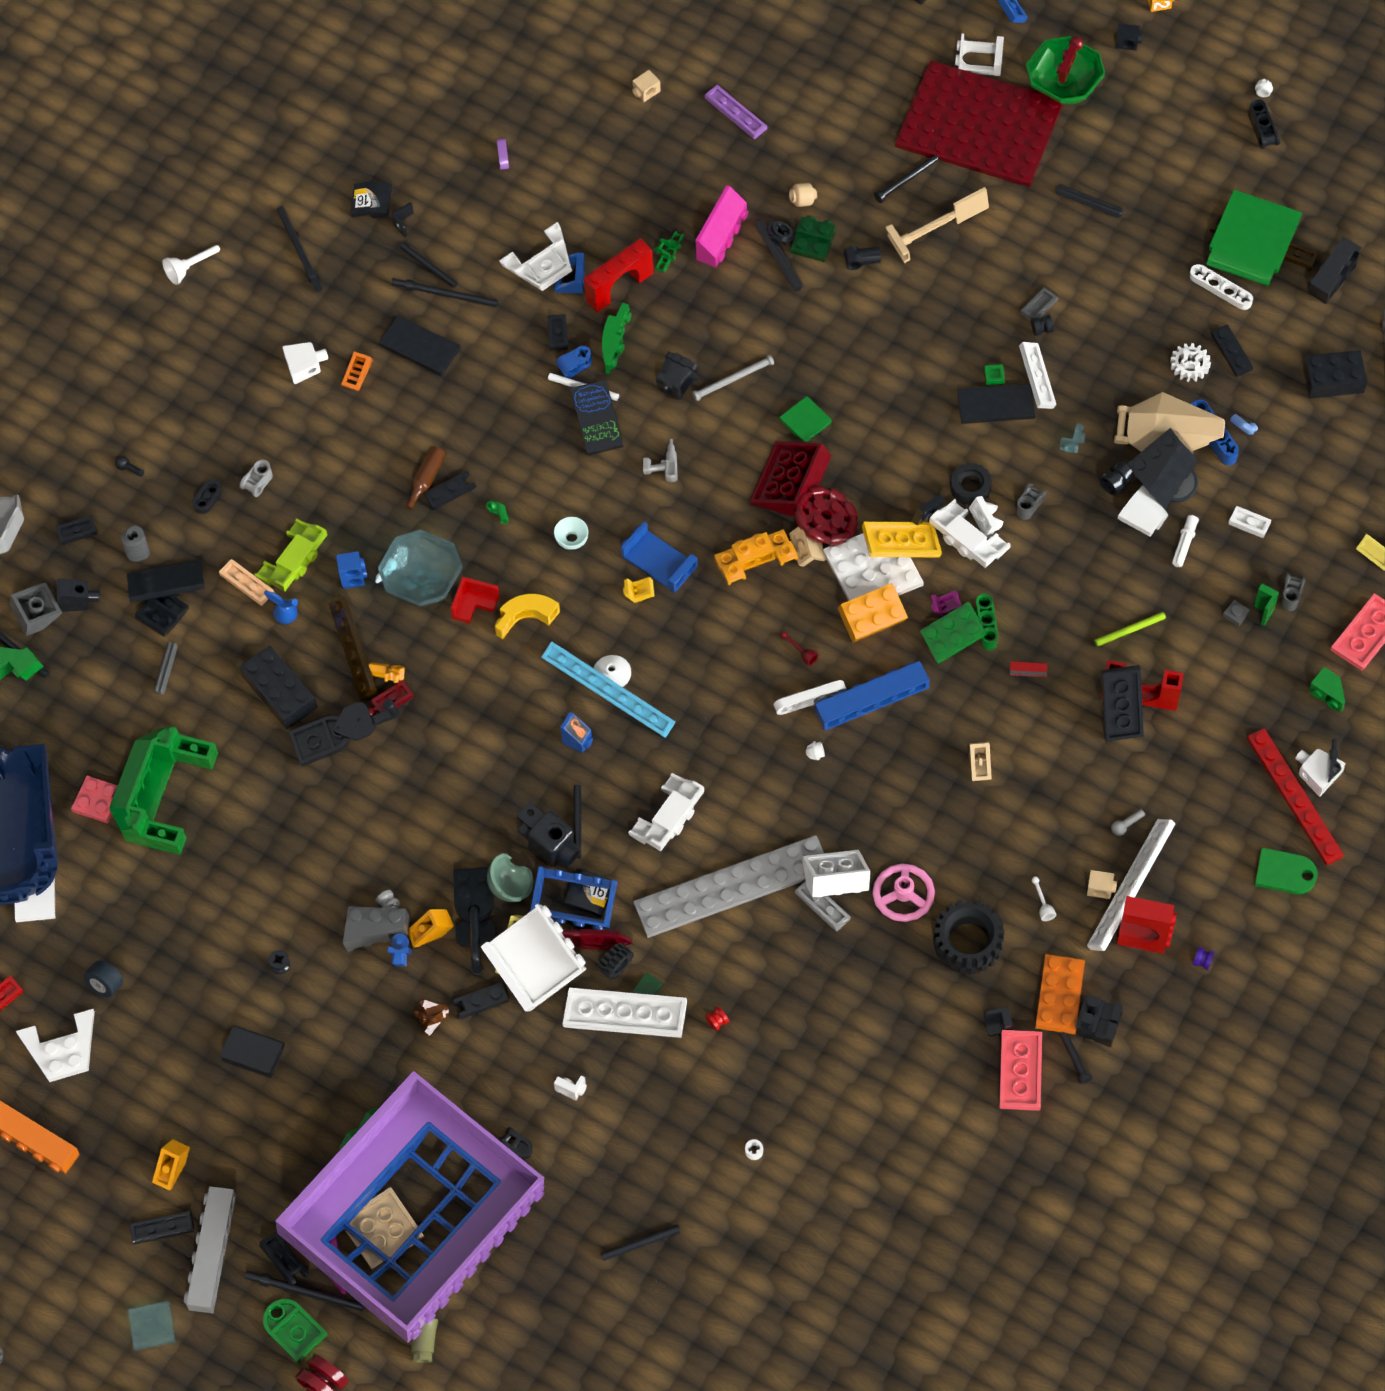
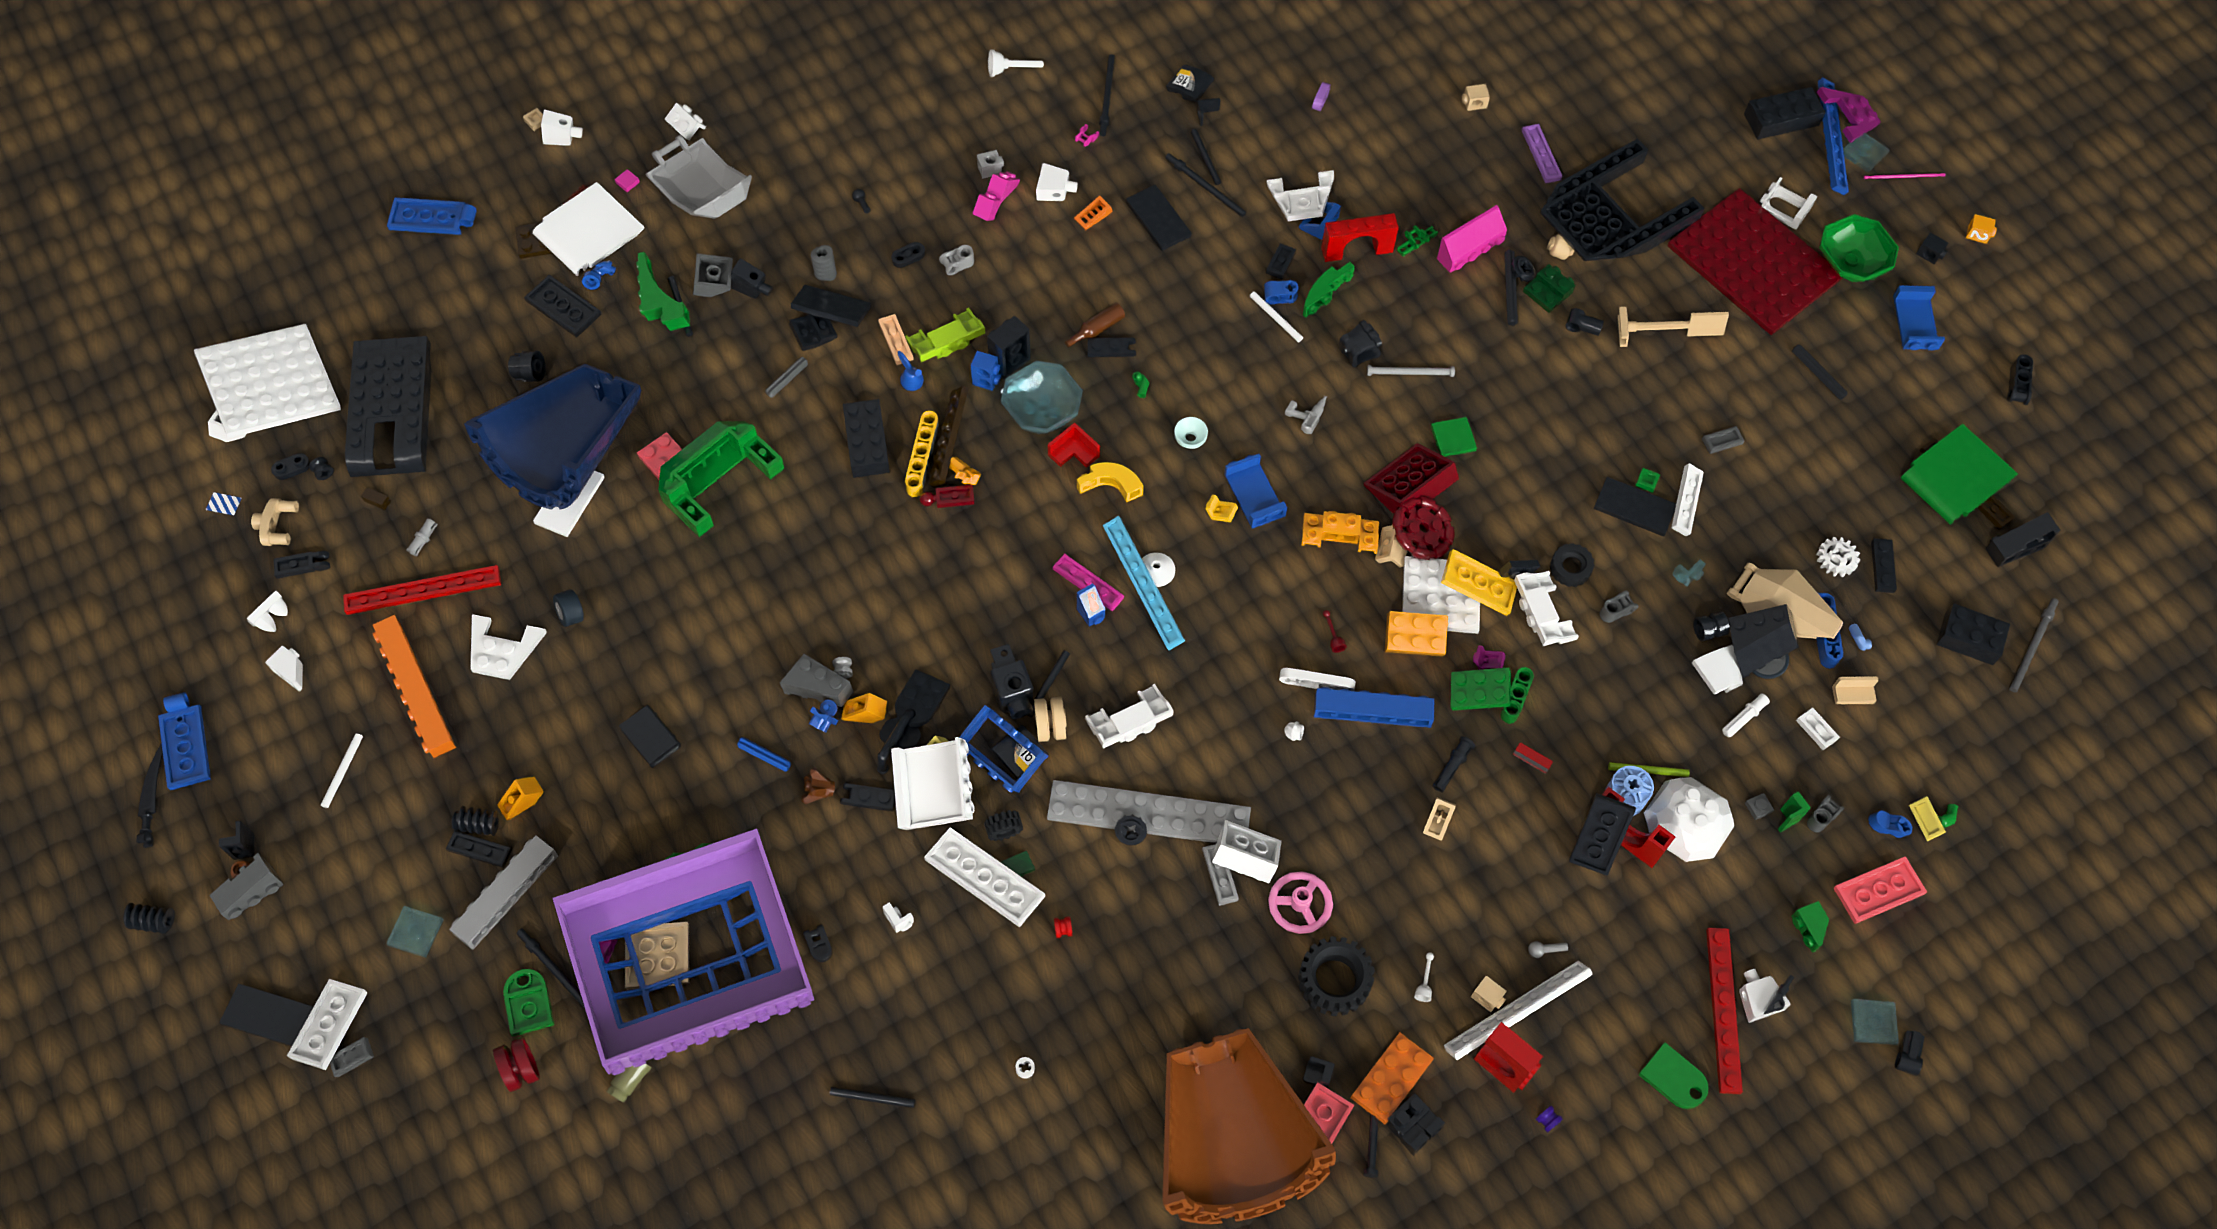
camera: 25 degrees right, 0 degrees up
(76, 530) = (787, 230): black plate -> none
(145, 1203) = (475, 821): none -> black piece
(230, 378) = (989, 163): none -> light grey brick
(255, 399) = (998, 190): none -> dark pink arch
(281, 966) = (724, 674): black wheel -> none
(282, 1257) = (555, 936): black hinge -> none
(310, 299) = (1091, 138): none -> dark pink piece
(319, 739) = (885, 500): black plate -> none
(336, 667) = (922, 446): none -> yellow beam
(362, 534) = (1010, 345): none -> black brick
(364, 1012) = (764, 754): none -> blue axle
(509, 881) = (954, 703): sand green cylinder -> none
(556, 713) = (1082, 578): none -> dark pink tile
(596, 939) = (999, 796): dark red plate -> none
(597, 417) = (1271, 347): black tile -> none
(601, 849) = (1050, 719): none -> tan wheel
(730, 913) = (1131, 838): none -> black gear
(819, 156) = (1597, 224): none -> black wedge
(880, 195) = (1630, 279): black bar -> none
(963, 1100) = (1236, 1134): none -> dark orange cone
(966, 701) = (1458, 757): none -> black pin
(982, 513) = (1567, 598): white tile -> none
(1042, 325) = (1716, 458): black wheel -> none
(1069, 56) = (1867, 238): dark red plate -> none
(1121, 642) = (1636, 778): none -> light blue wheel
(1146, 109) = (1916, 317): none -> blue panel
(1186, 648) = (1693, 815): none -> white rock
(1219, 289) = (1901, 505): white beam -> none
(1263, 88) = (2038, 349): white plate -> none
(1263, 473) = (1855, 690): none -> tan panel
(1349, 572) = (1890, 824): none -> blue piece

